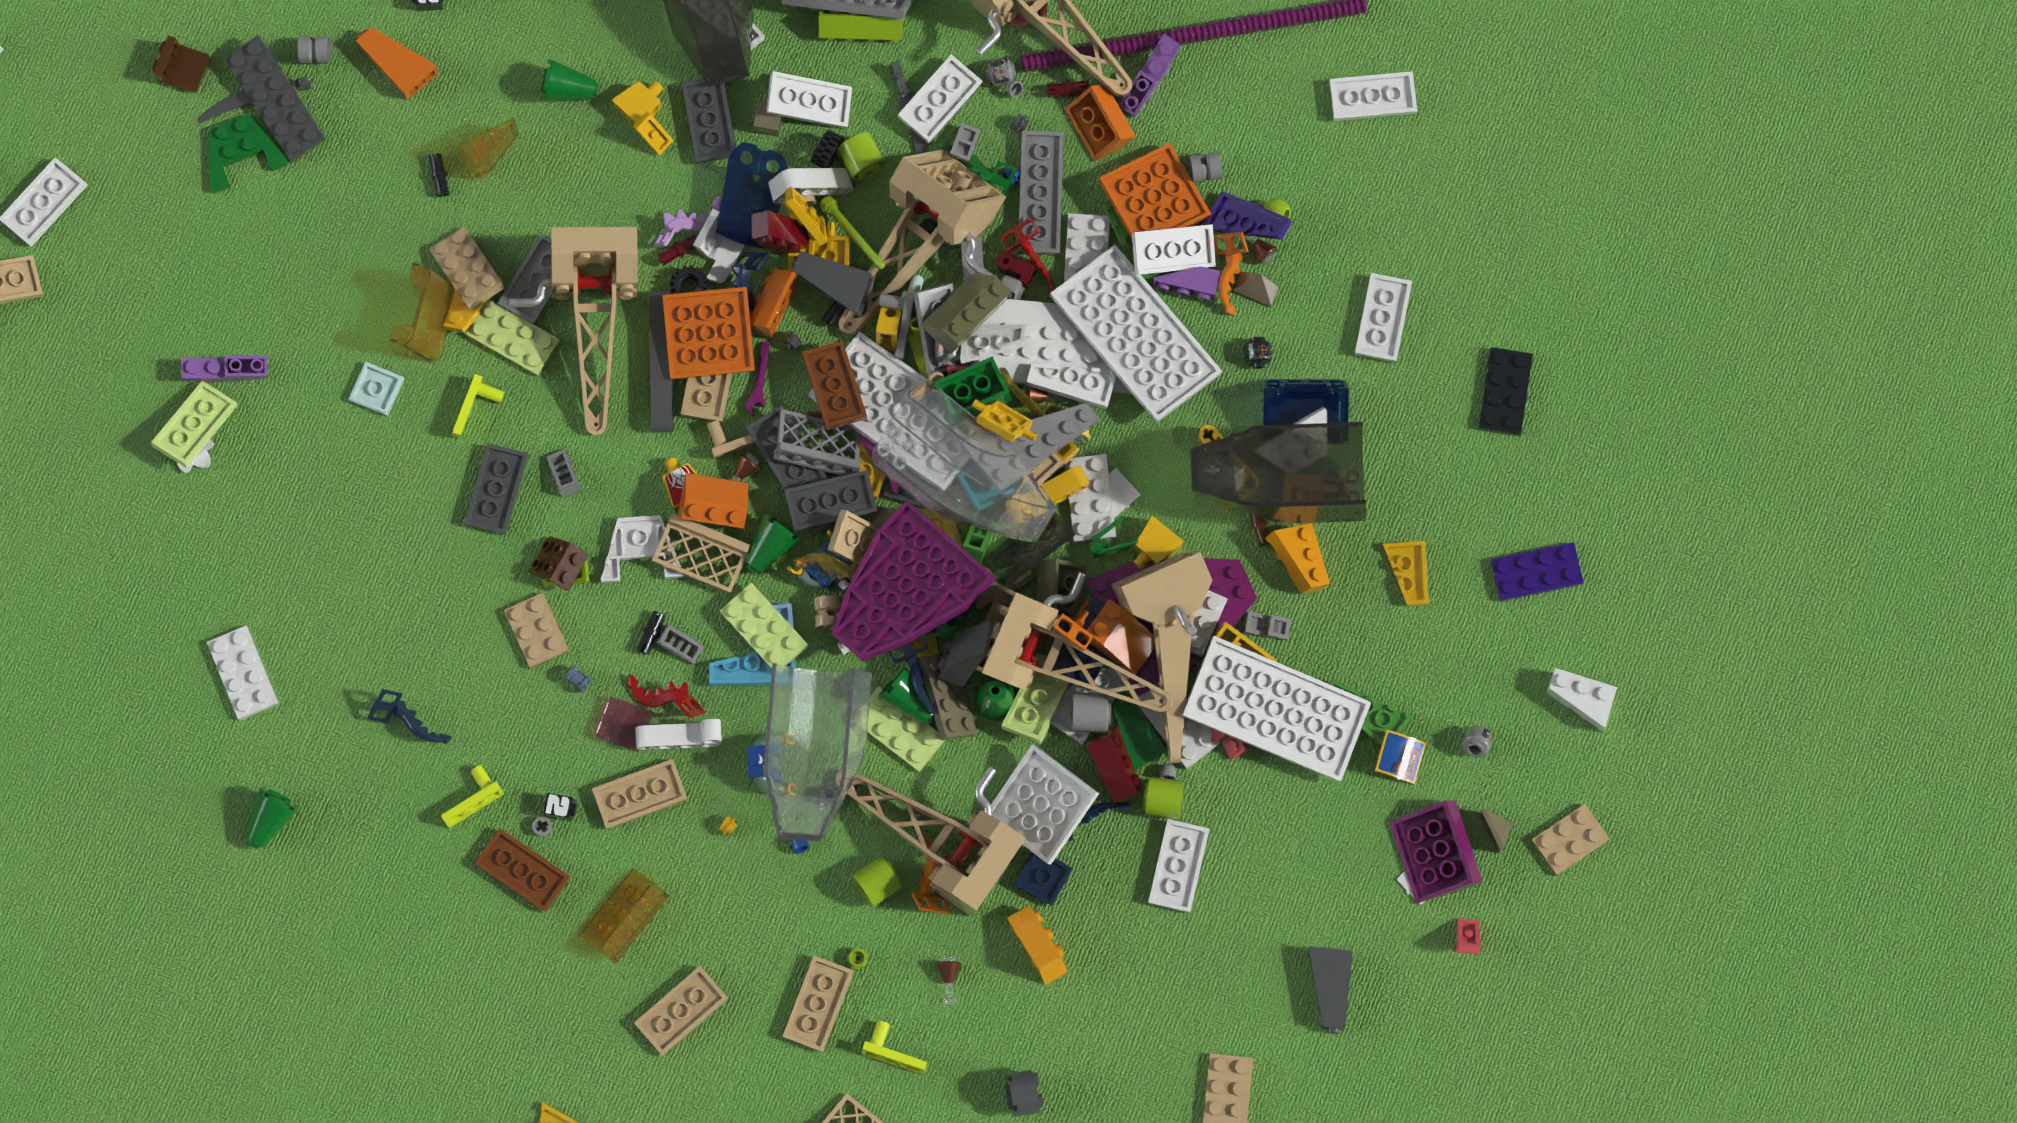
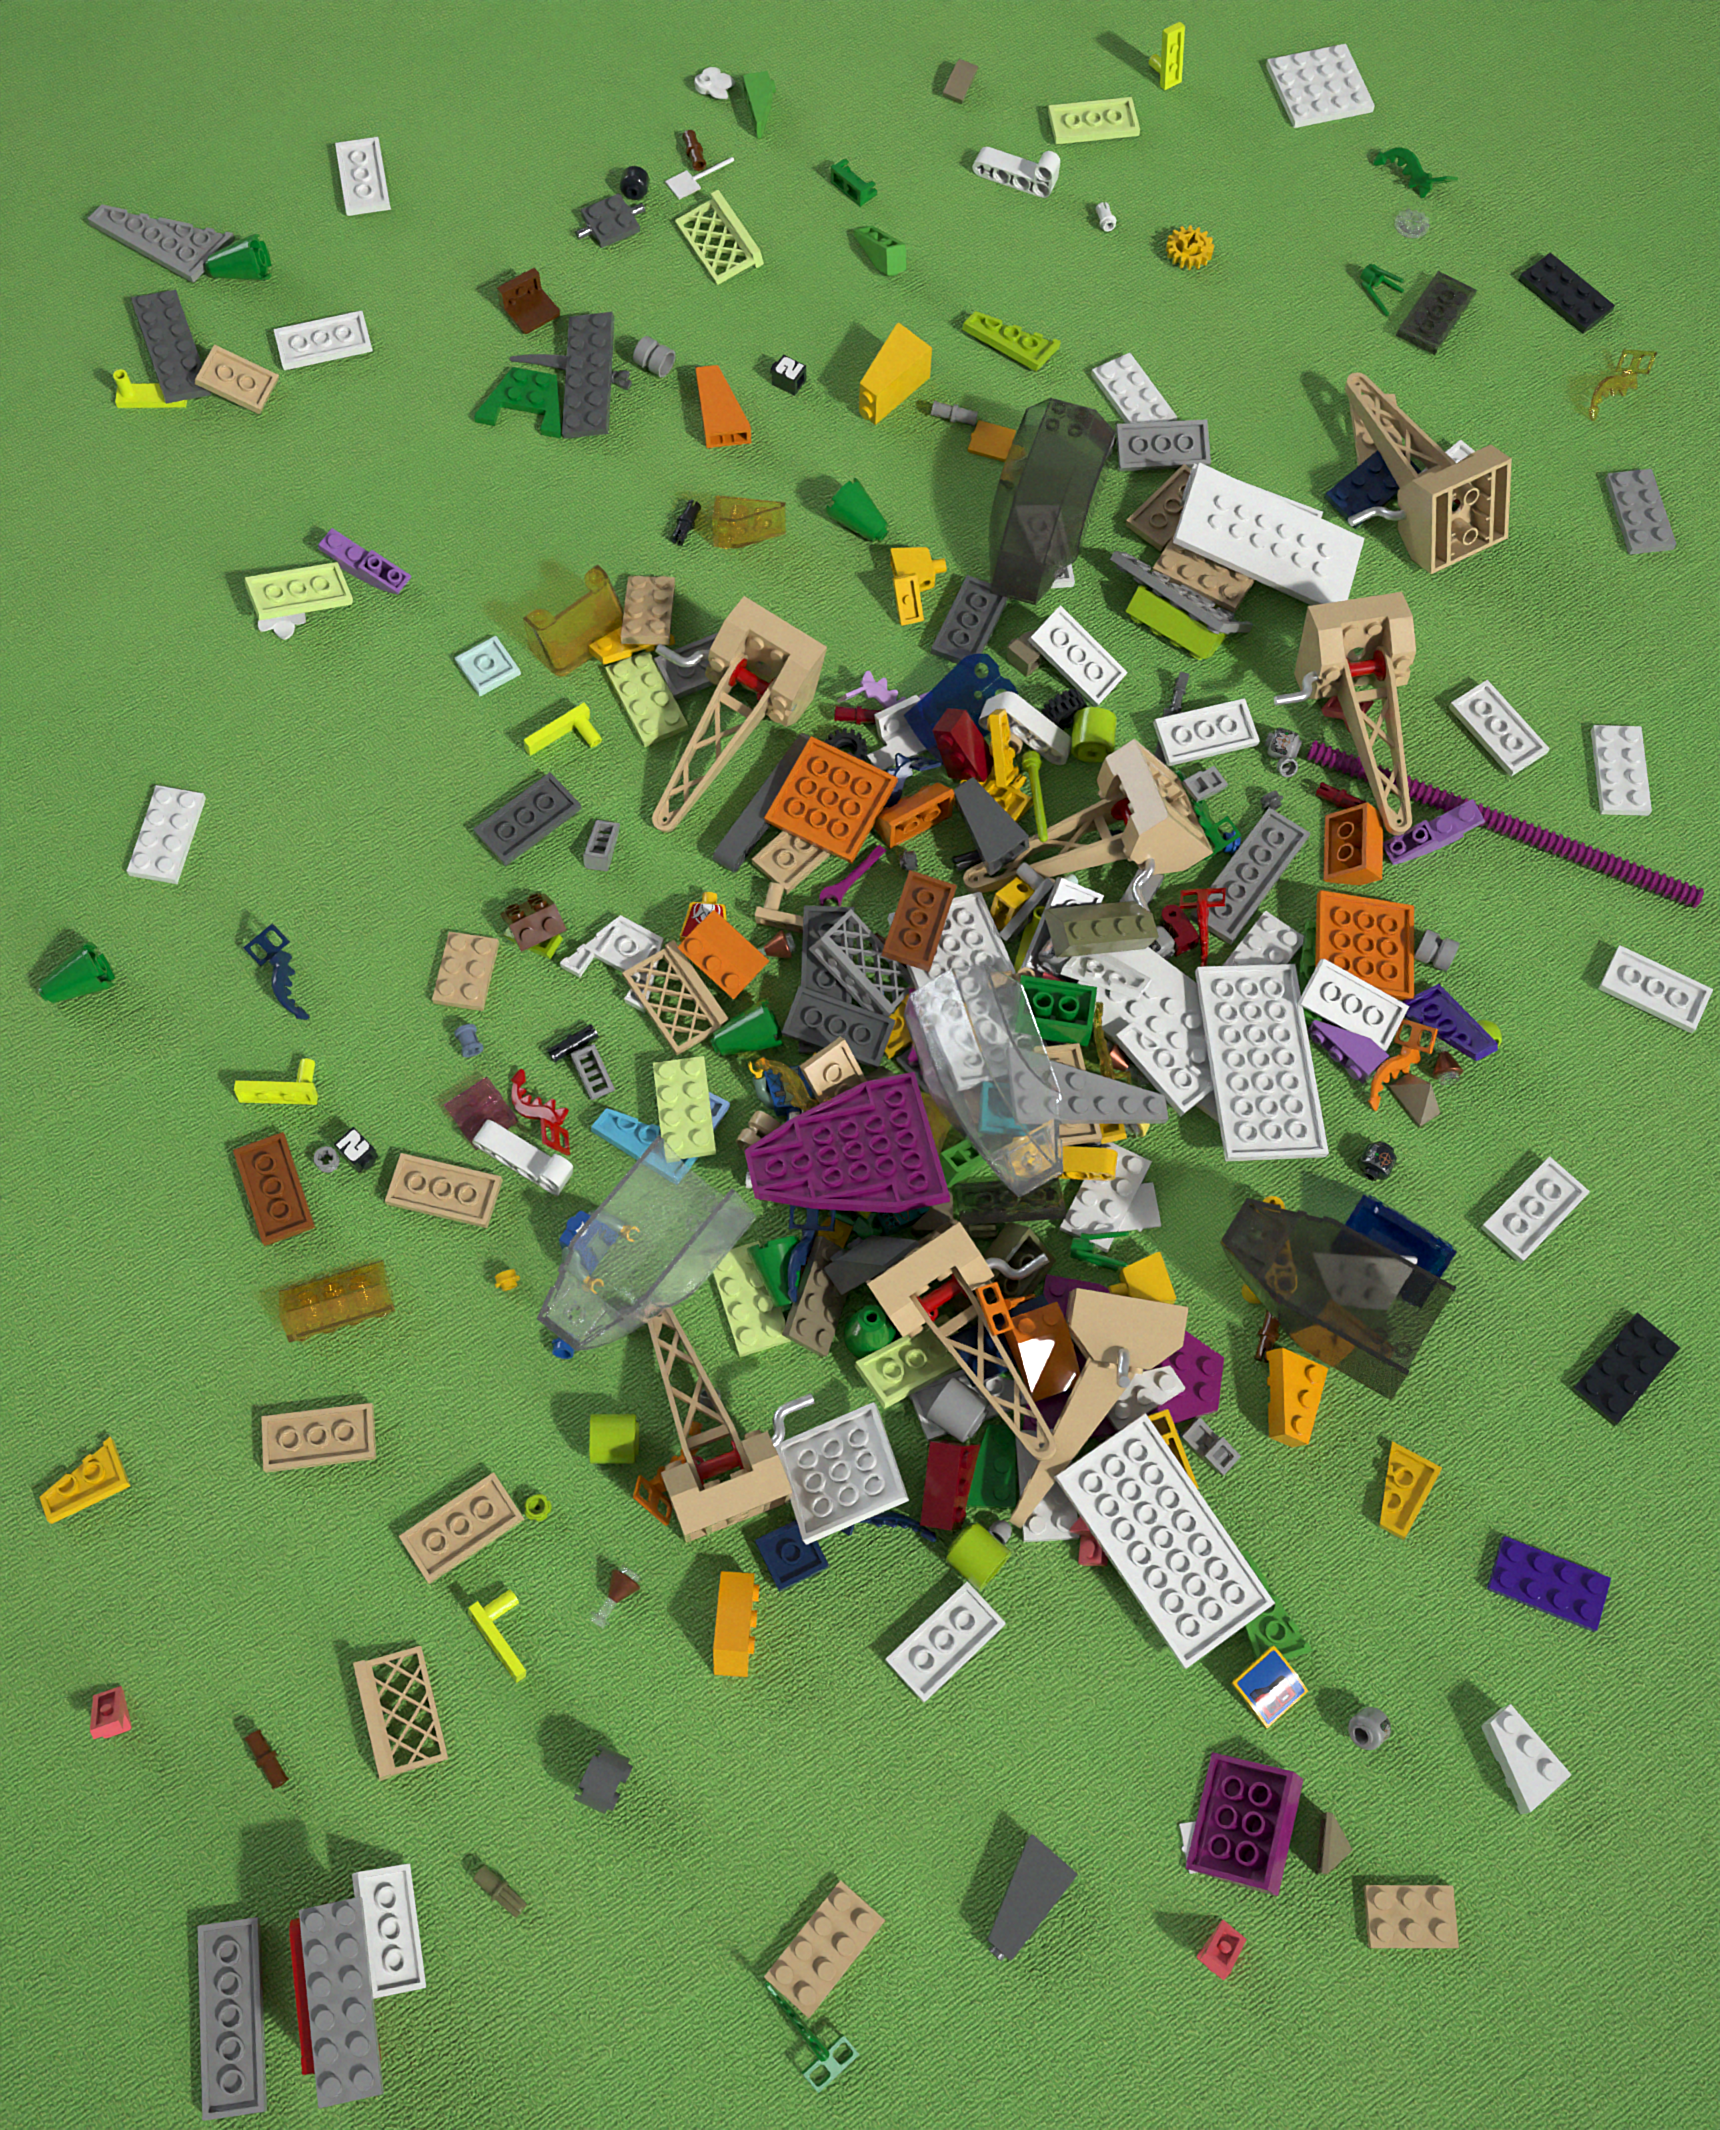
camera: 30 degrees right, 10 degrees down
(1004, 421) = (1066, 1053): yellow plate -> none

